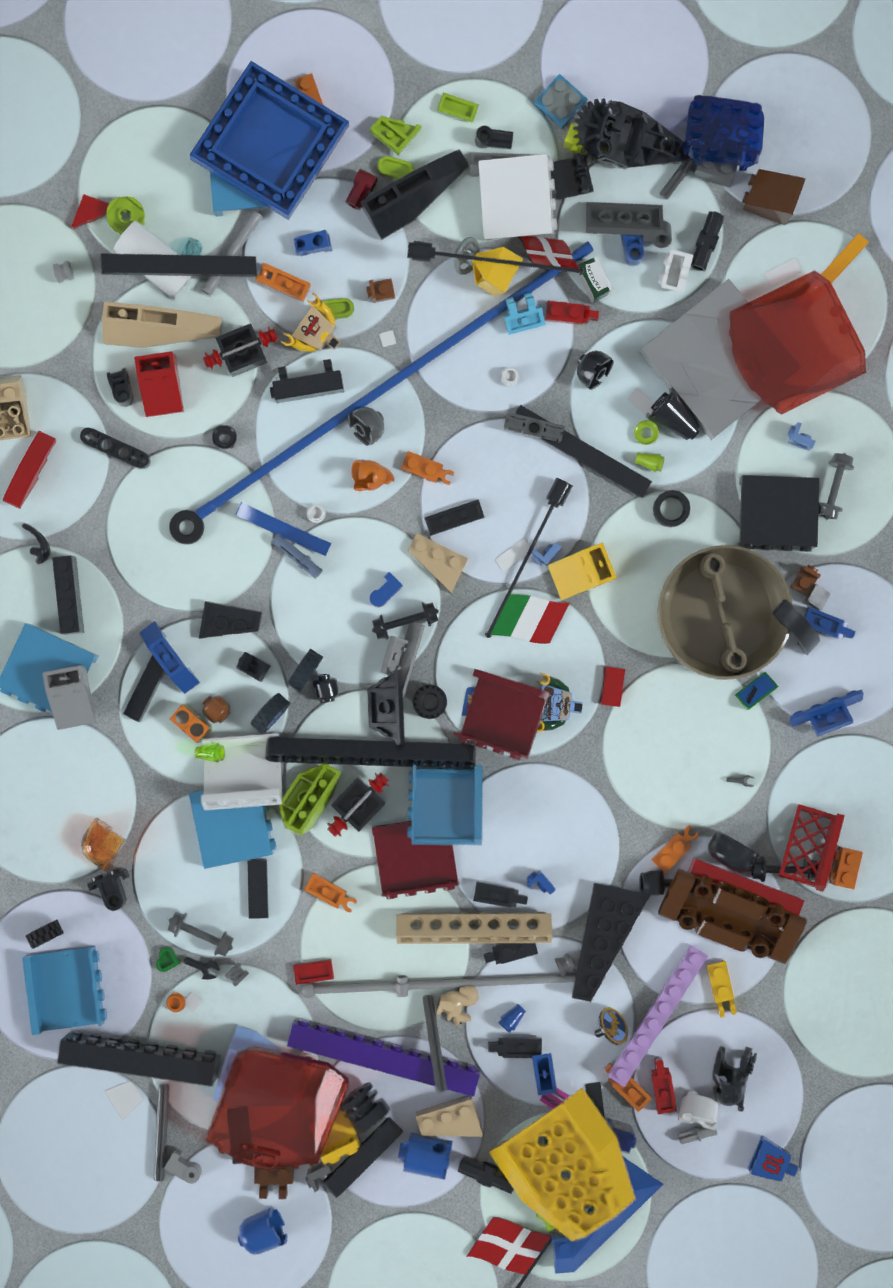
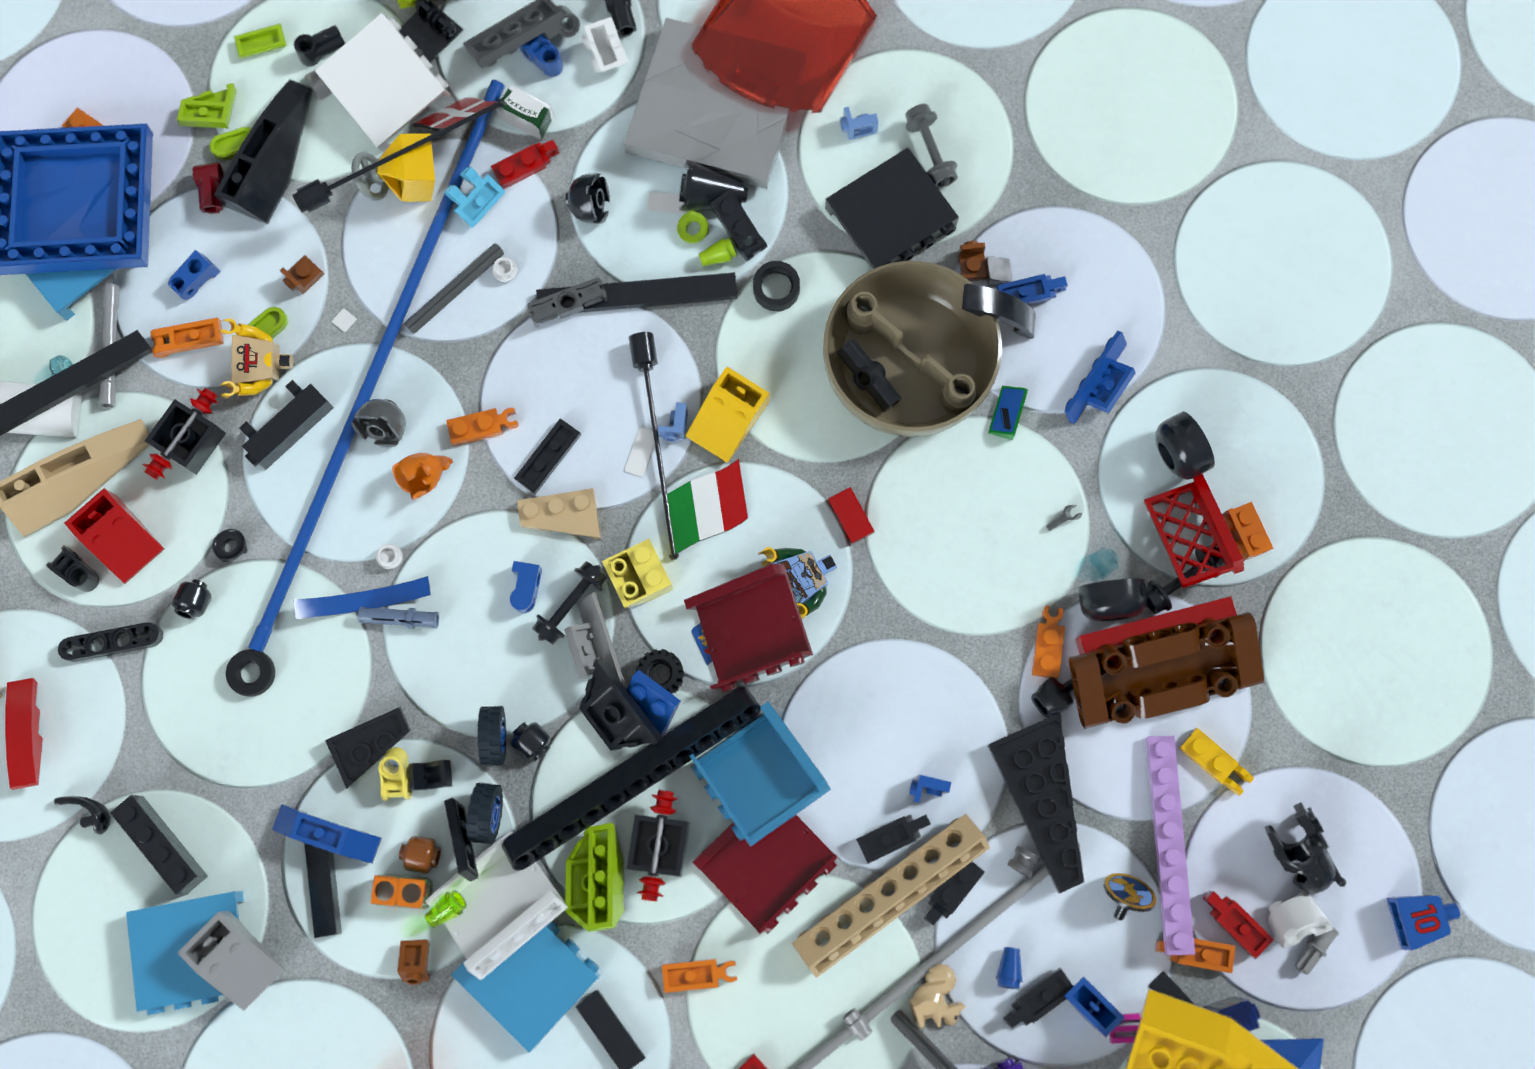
camera: 35 degrees left, 10 degrees down
(172, 768) = (413, 961): none -> dark orange bracket
(180, 456) = (191, 599): none -> black head
(230, 653) = (394, 779): none -> light yellow piece
(246, 718) = (462, 847): none -> black tile
(414, 717) = (654, 701): none -> blue wing
(458, 632) = (638, 574): none -> light yellow slope
(471, 366) = (454, 288): none -> dark grey axle
(675, 451) = (737, 224): none -> black plate
(686, 609) = (869, 375): none -> black piece
(746, 824) = (1104, 561): none -> clear light blue plate
(845, 791) = (1184, 446): none -> black piece

